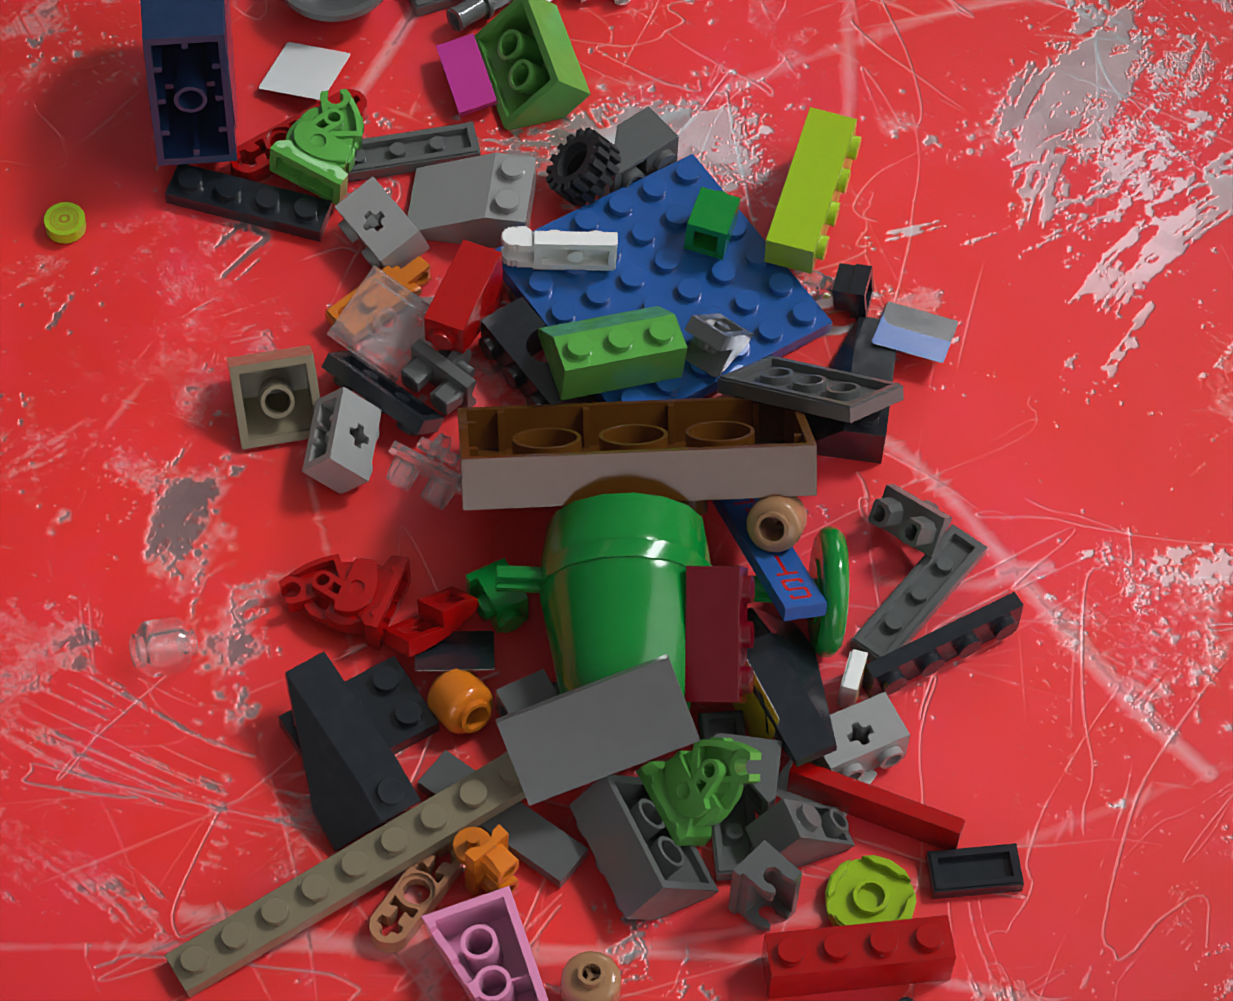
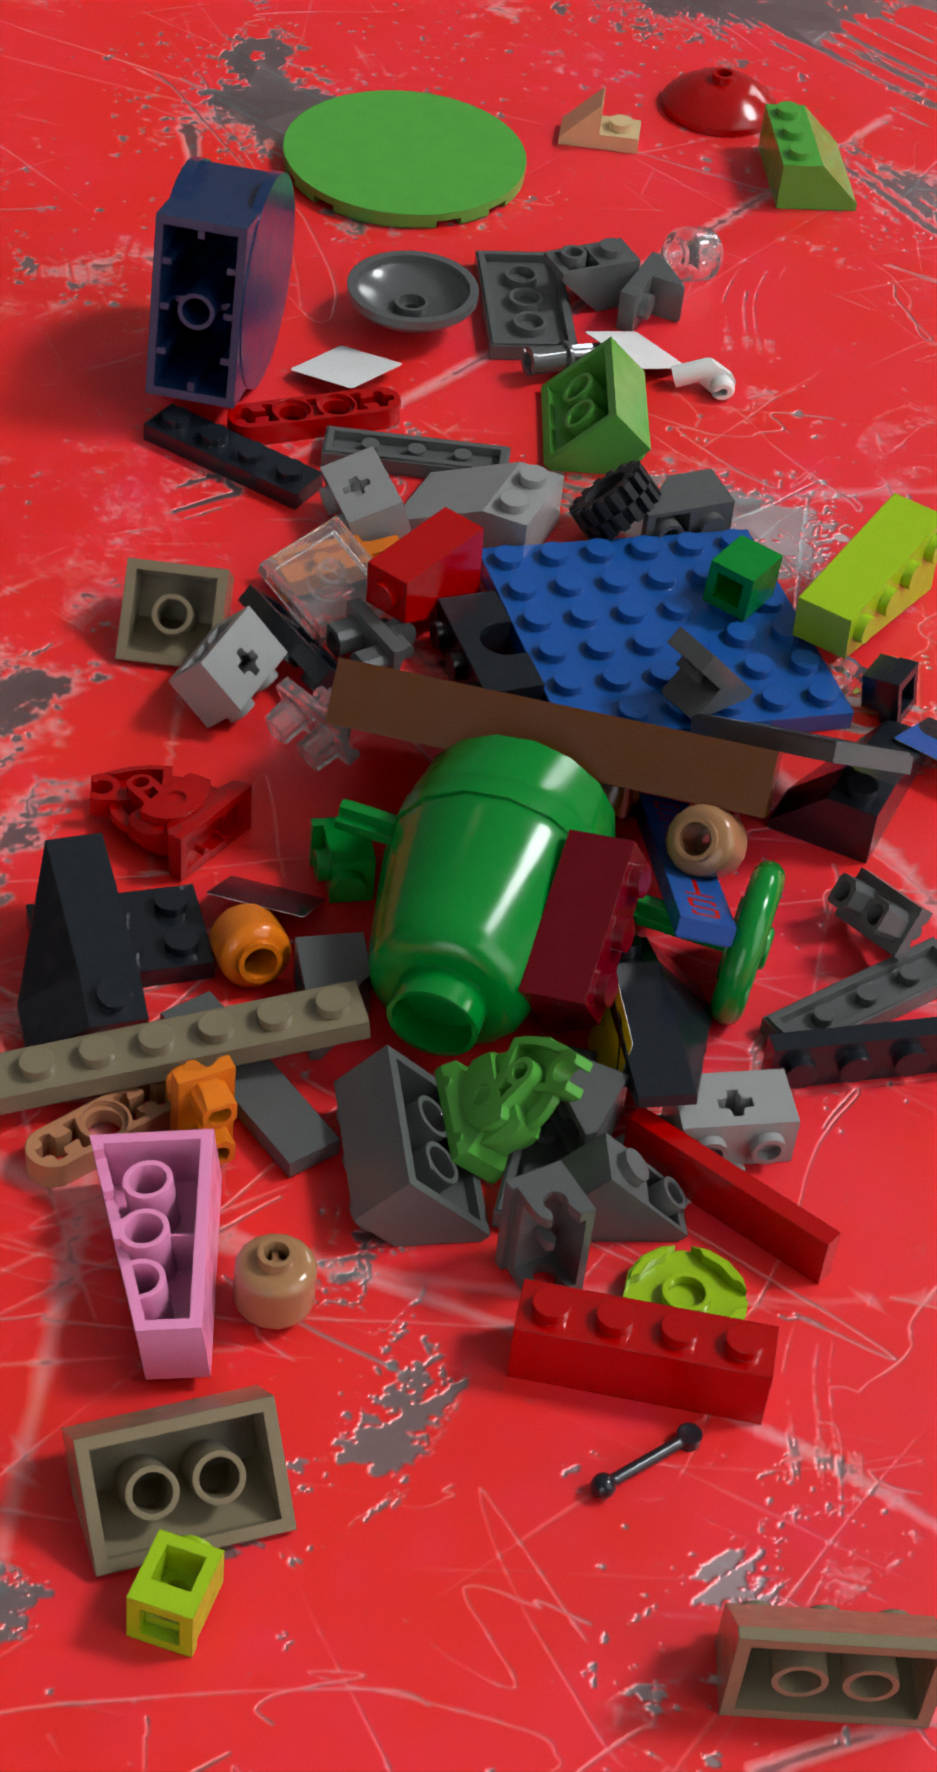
camera: 15 degrees right, 15 degrees down
(65, 222) = (24, 424): lime tile -> none
(321, 148) = (327, 418): bright green piece -> none
(437, 619) = (260, 860): red slope -> none
(466, 75) = (520, 408): dark pink slope -> none
(559, 249) = (556, 554): white hinge -> none
(598, 729) = (393, 981): dark grey tile -> none
(614, 351) = (579, 657): bright green slope -> none
(852, 678) = (749, 1047): white tile -> none
(974, 871) = (837, 1308): black tile -> none

